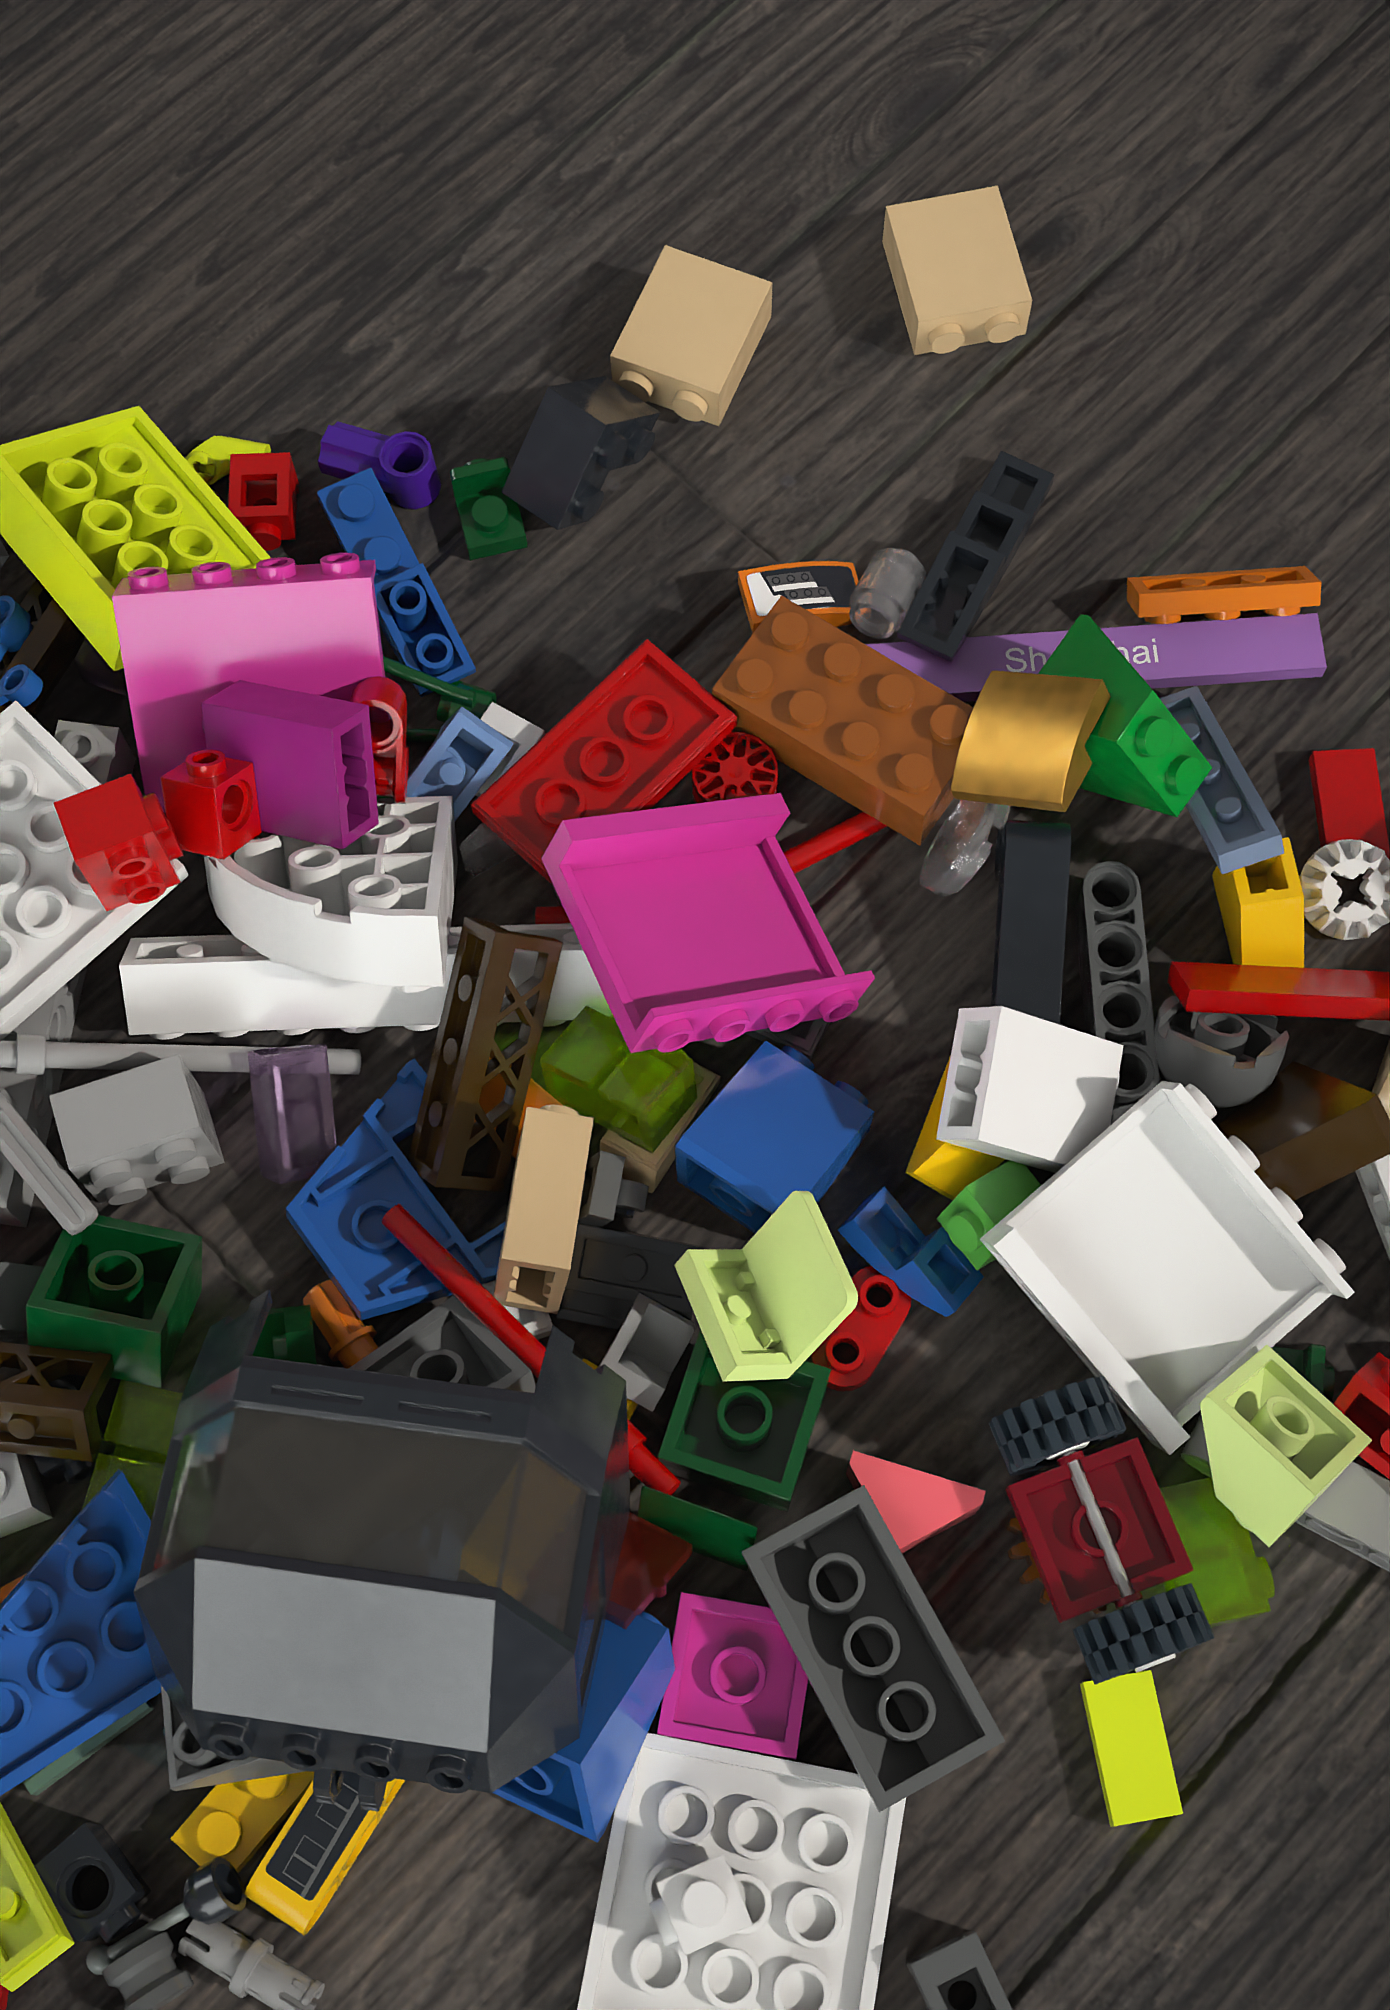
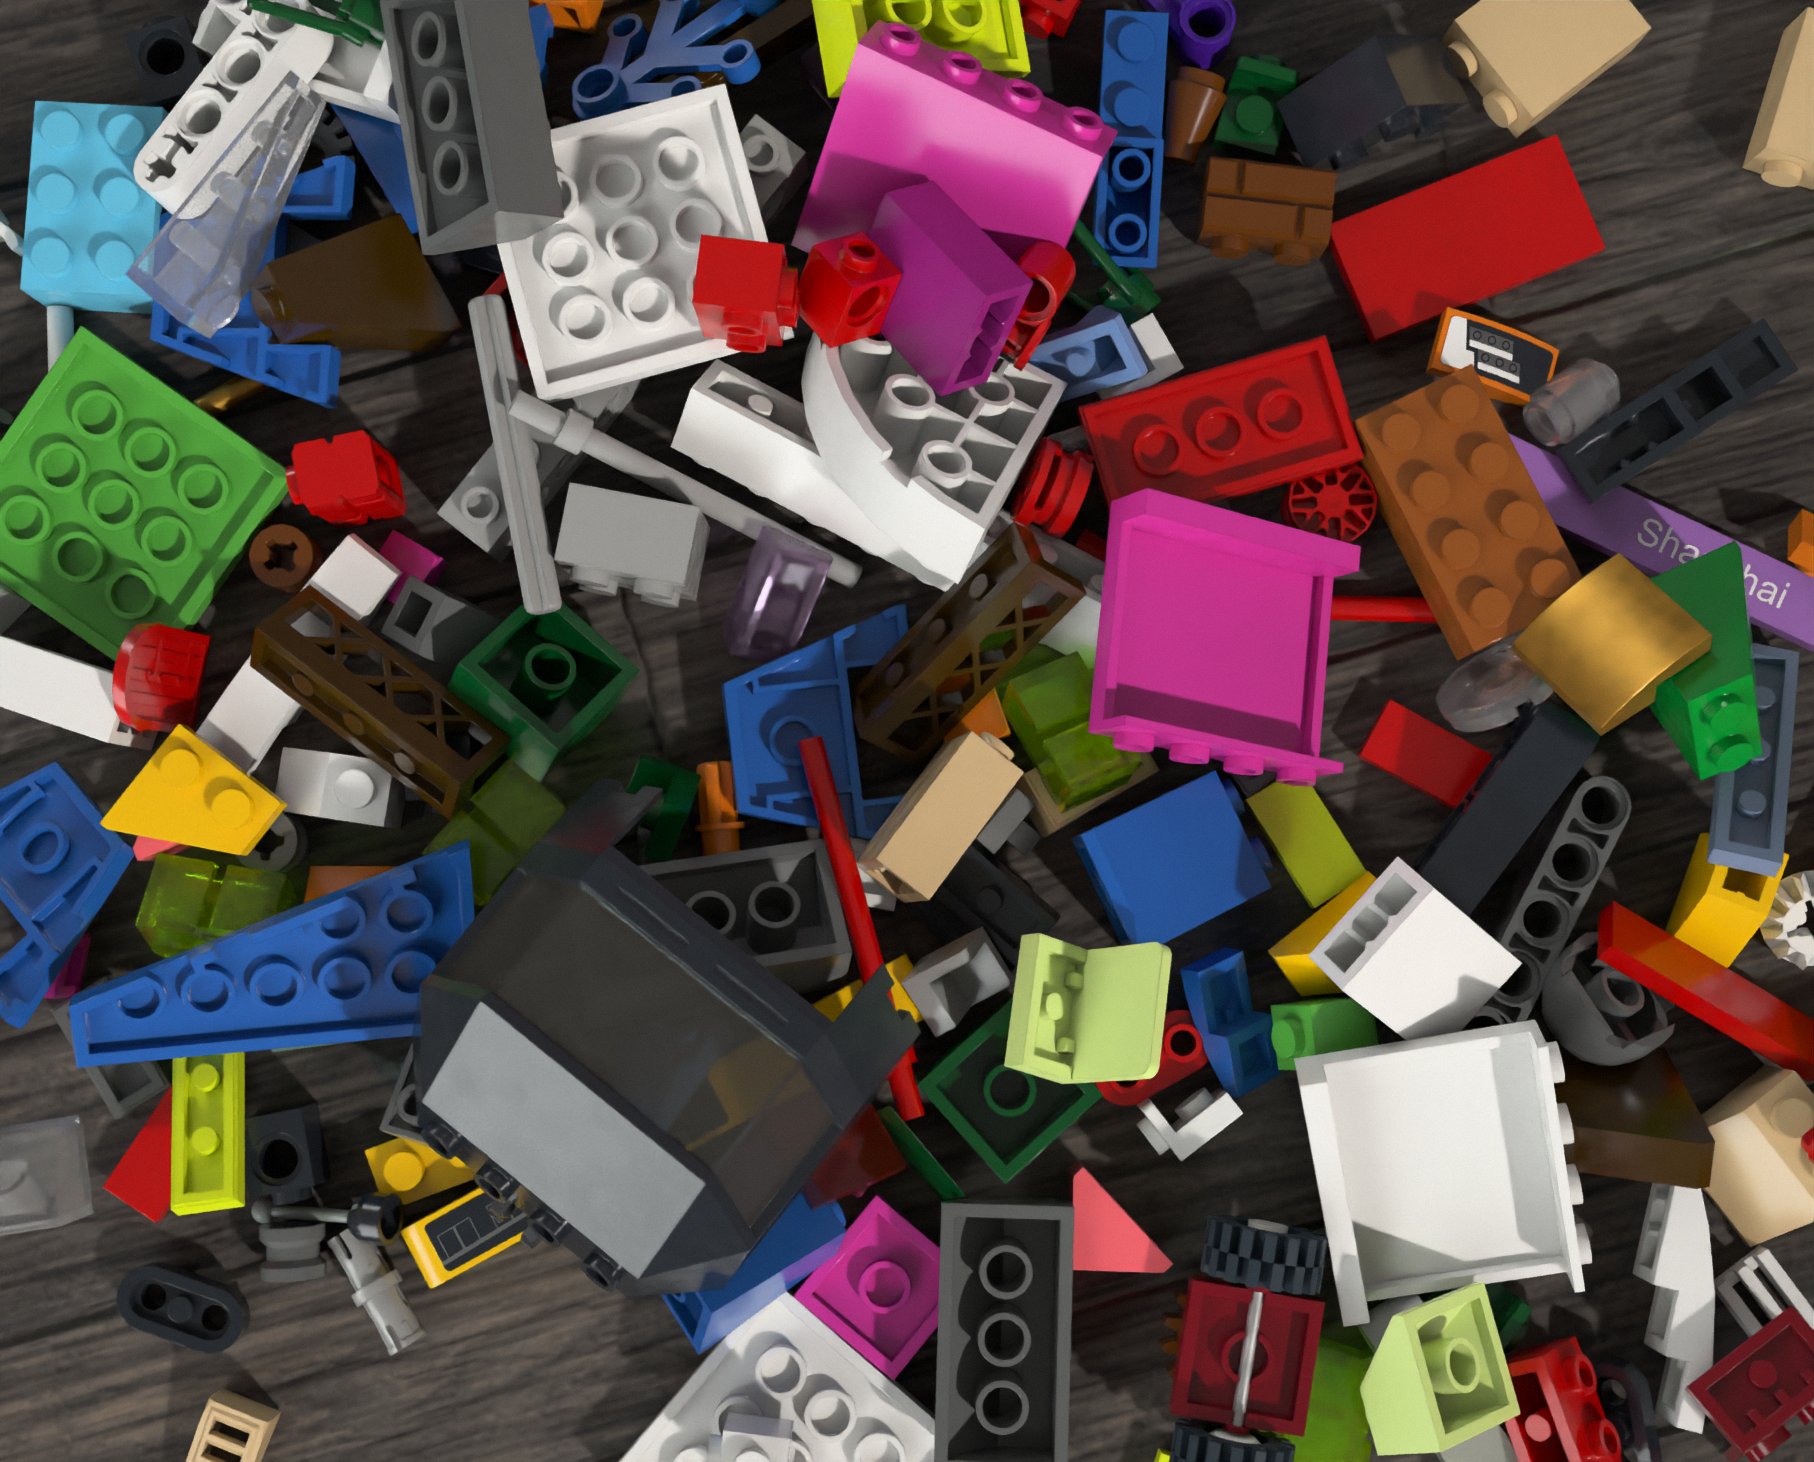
camera: 25 degrees right, 15 degrees up
(435, 538) = (1190, 112): none -> reddish brown cone
(486, 880) = (1052, 488): none -> red wheel
(542, 579) = (1265, 210): none -> reddish brown brick
(721, 521) = (1464, 239): none -> red tile
(880, 1064) = (1305, 840): none -> neon yellow tile
(933, 1353) = (1200, 1119): none -> white bracket
(938, 939) = (1422, 754): none -> red tile

